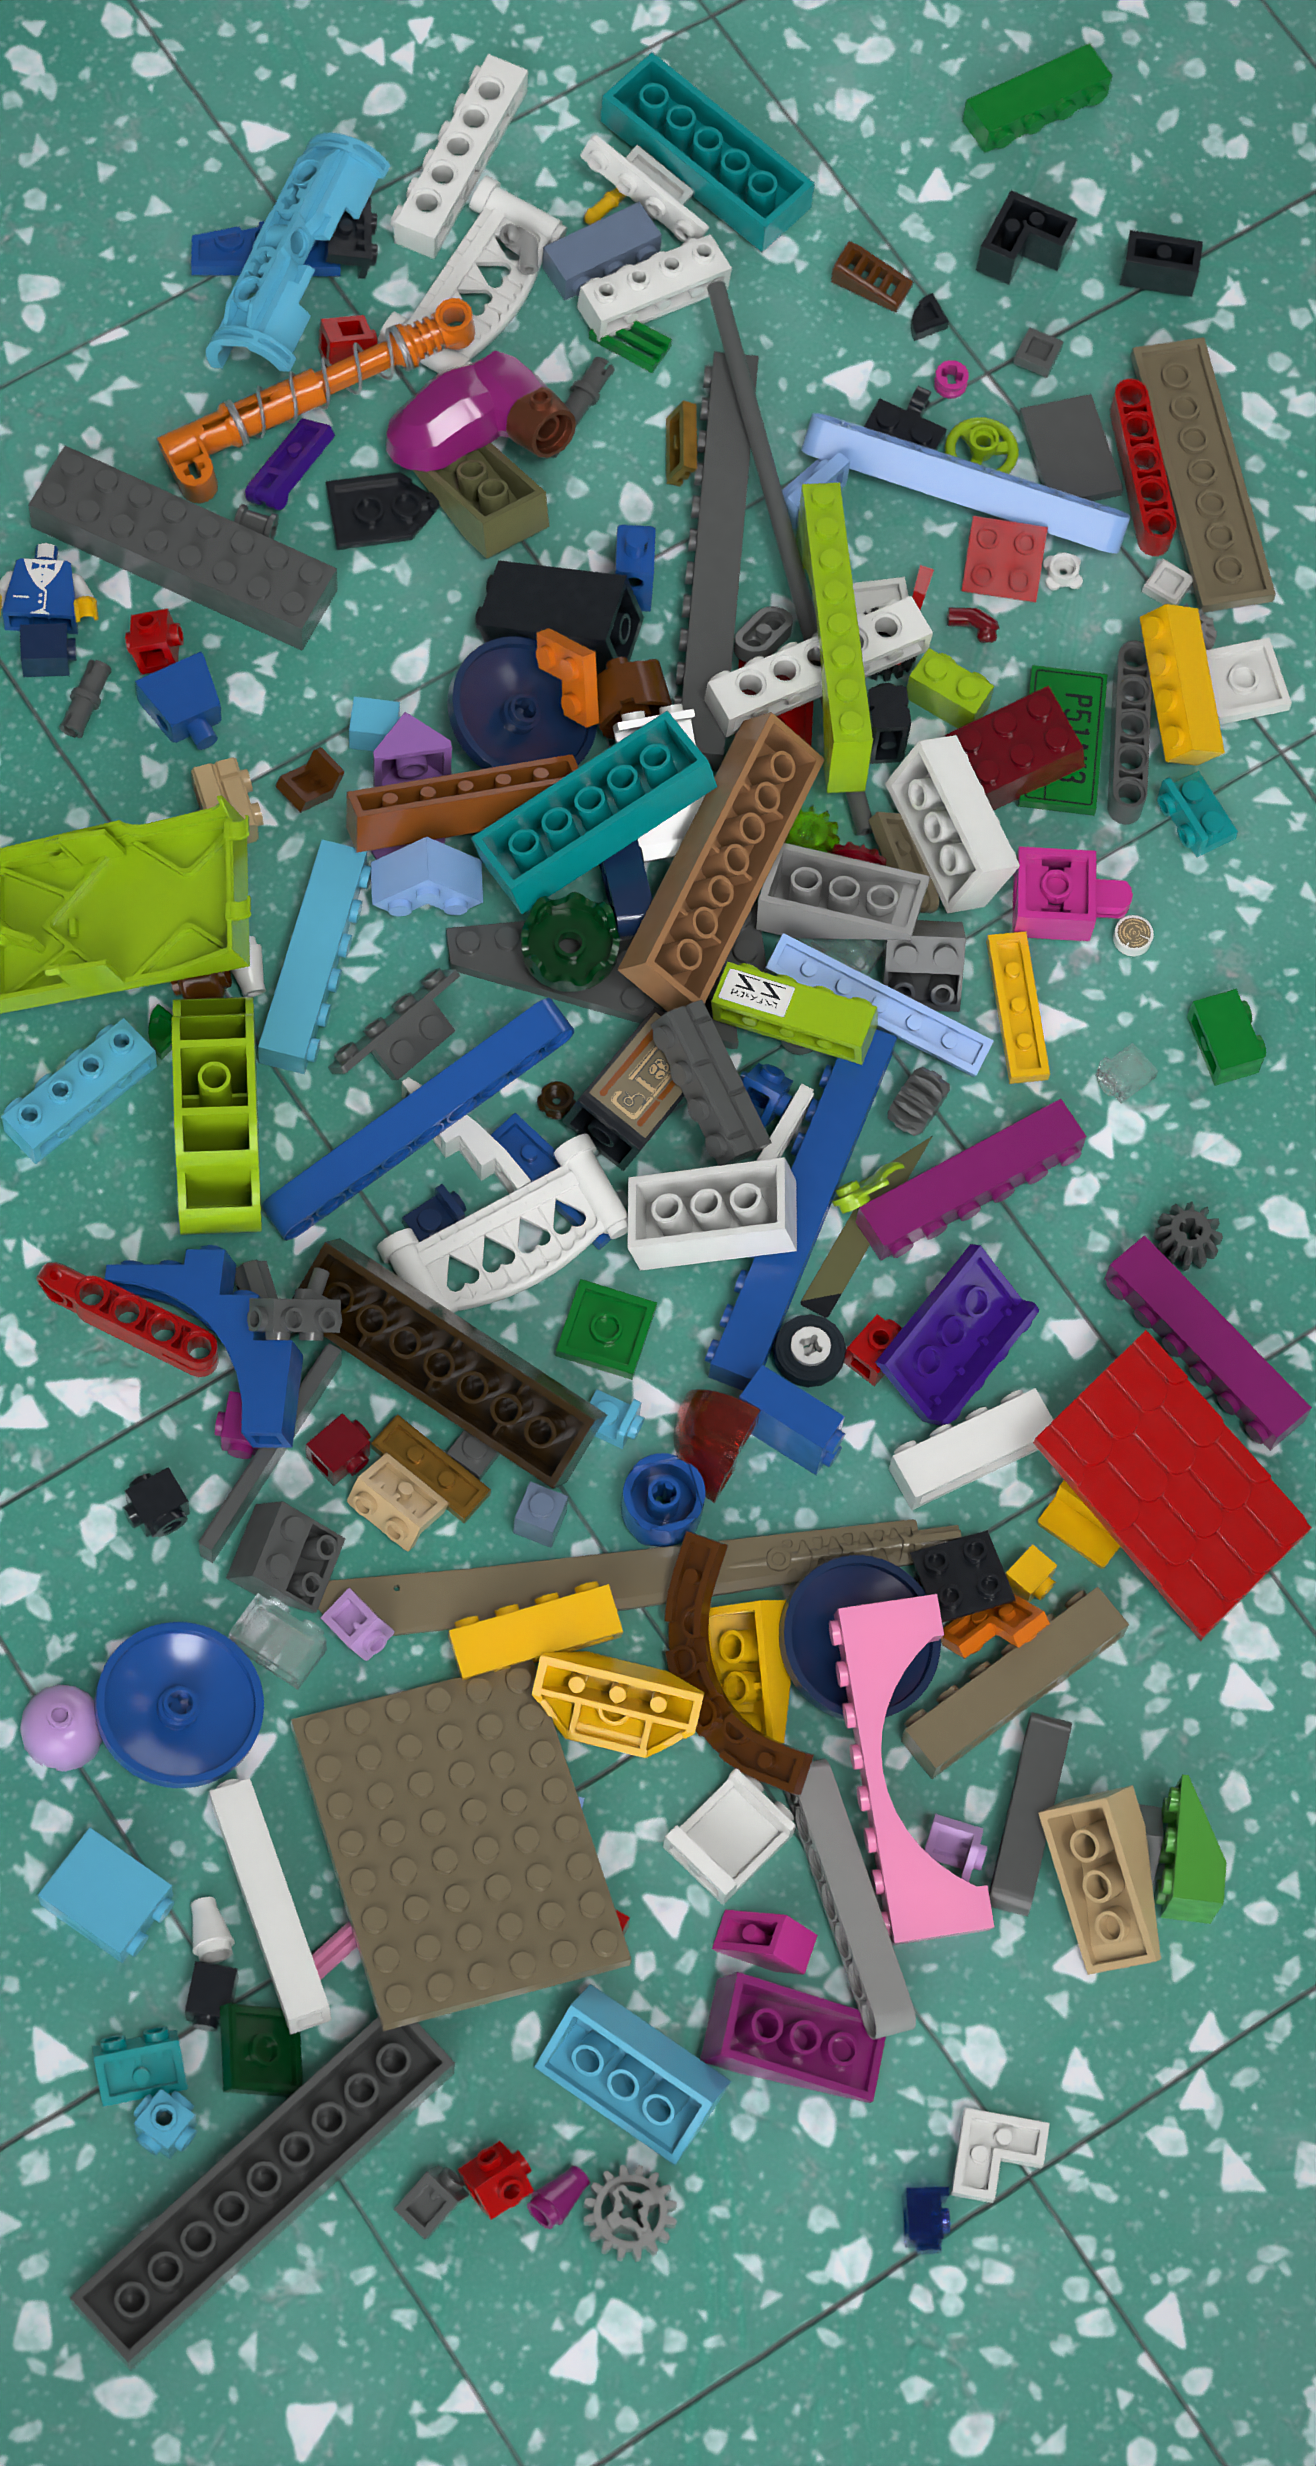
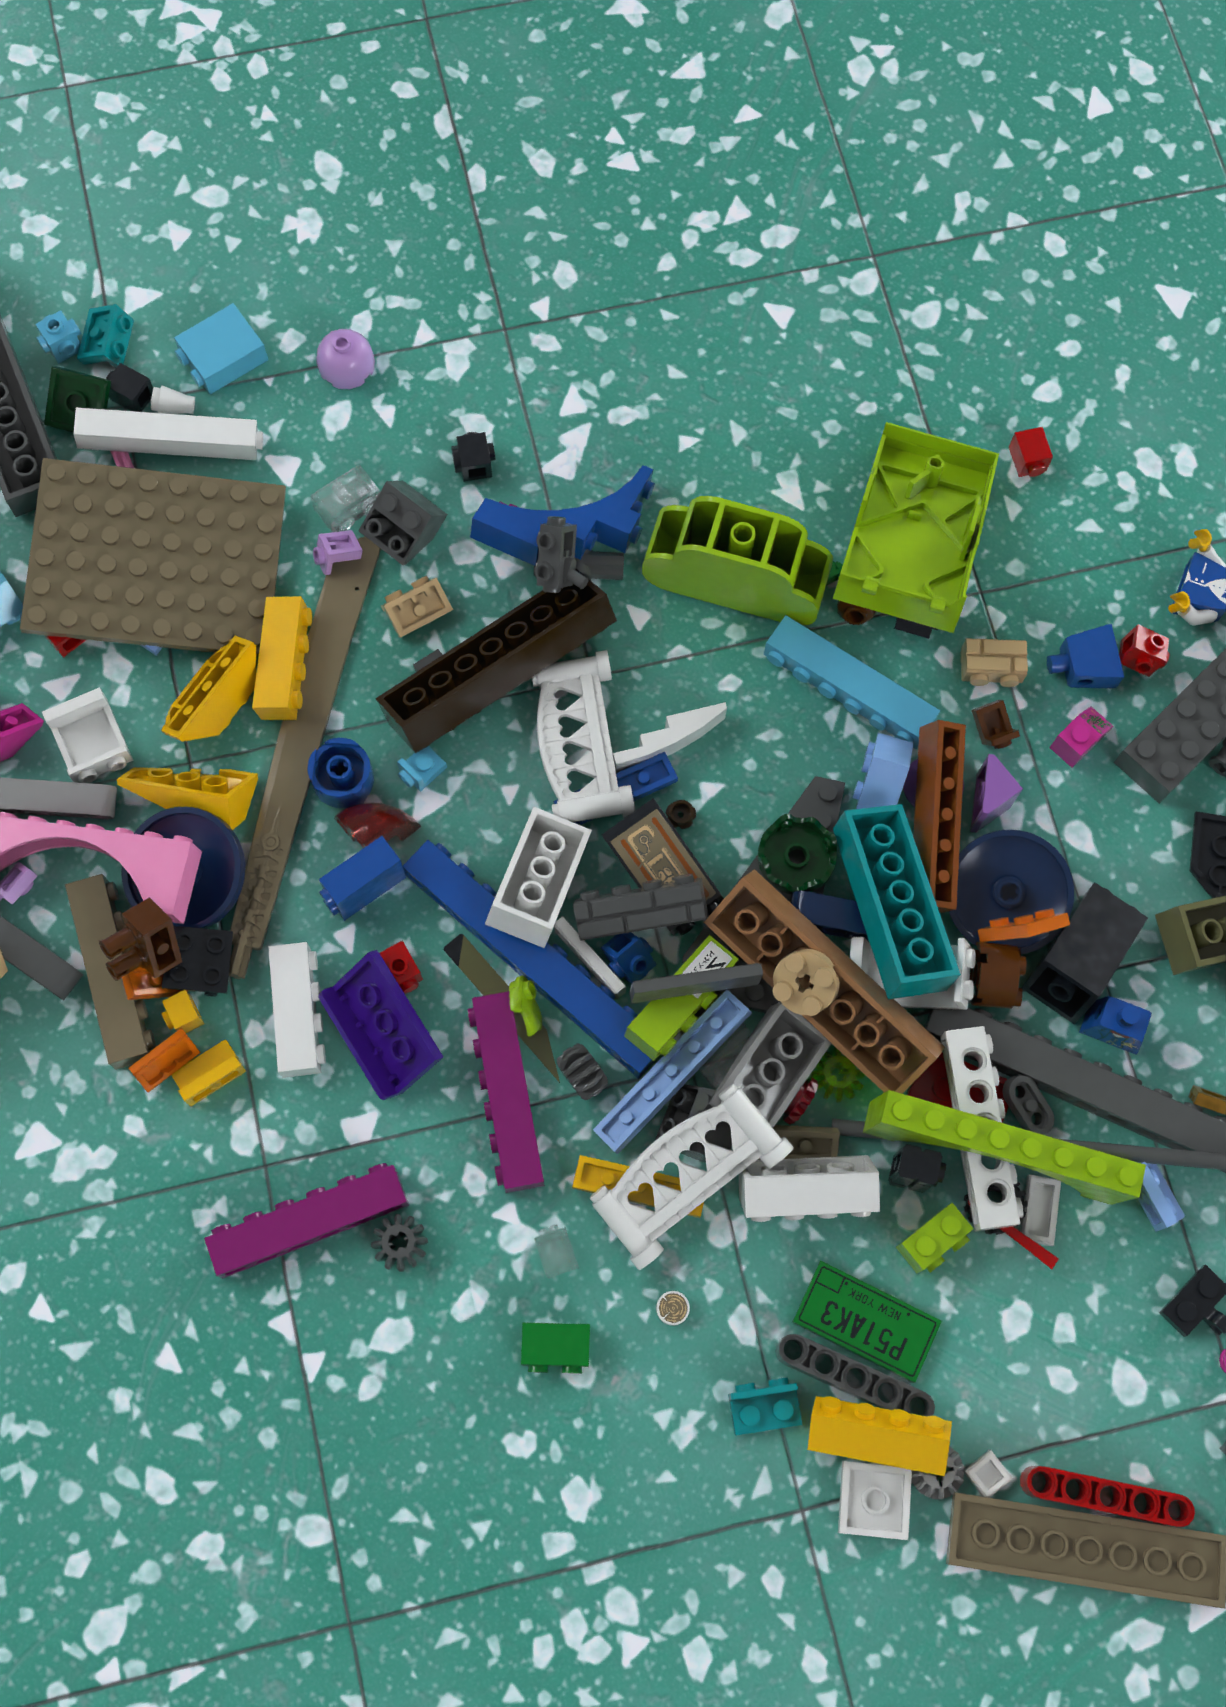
camera: 115 degrees right, 5 degrees up
(46, 650) = (1158, 578): dark blue brick -> none
(74, 1286) = (645, 449): red piece -> none
(78, 1090) = (793, 490): medium azure brick -> none
(85, 698) = (1110, 595): dark grey pin -> none
(179, 1705) = (324, 422): blue dish -> none
(252, 978) = (858, 636): white cone -> none
(267, 1458) = (463, 516): dark grey tile -> none
(287, 685) = (1080, 736): none -> dark pink slope
(340, 1449) = (466, 580): dark red brick -> none
(371, 722) = (1035, 783): medium azure brick -> none
(406, 1033) = (768, 725): dark grey bracket -> none
(417, 1119) = (689, 702): blue beam -> none
(432, 1467) = (438, 634): pearl gold tile -> none
(435, 1214) = (618, 700): dark blue bracket -> none
(540, 1514) = (363, 689): sand blue brick -> none
(606, 1329) = (491, 788): green tile -> none
(691, 1661) = (202, 752): reddish brown plate -> none
(754, 866) = (822, 975): none -> tan plate
(783, 987) = (695, 982): none -> dark grey tile
(805, 1365) = (425, 930): black wheel -> none
(967, 483) = (1126, 1331): light blue beam -> none
(976, 618) = (996, 1292): dark red arm -> none
(981, 1610) = (150, 939): none -> reddish brown brick
(984, 432) = (1173, 1361): lime piece -> none
(1004, 559) = (1047, 1336): red hinge -> none
(1021, 747) = (862, 1268): dark red brick -> none
(1063, 562) = (1032, 1380): white plate -> none
(1066, 987) = (641, 1227): none -> white piece
(1068, 880) = (721, 1258): dark pink brick -> none
(1071, 448) = (1140, 1439): dark grey tile -> none
(1093, 1572) = (164, 1060): none -> orange plate
(1172, 1484) = (196, 1135): red piece -> none

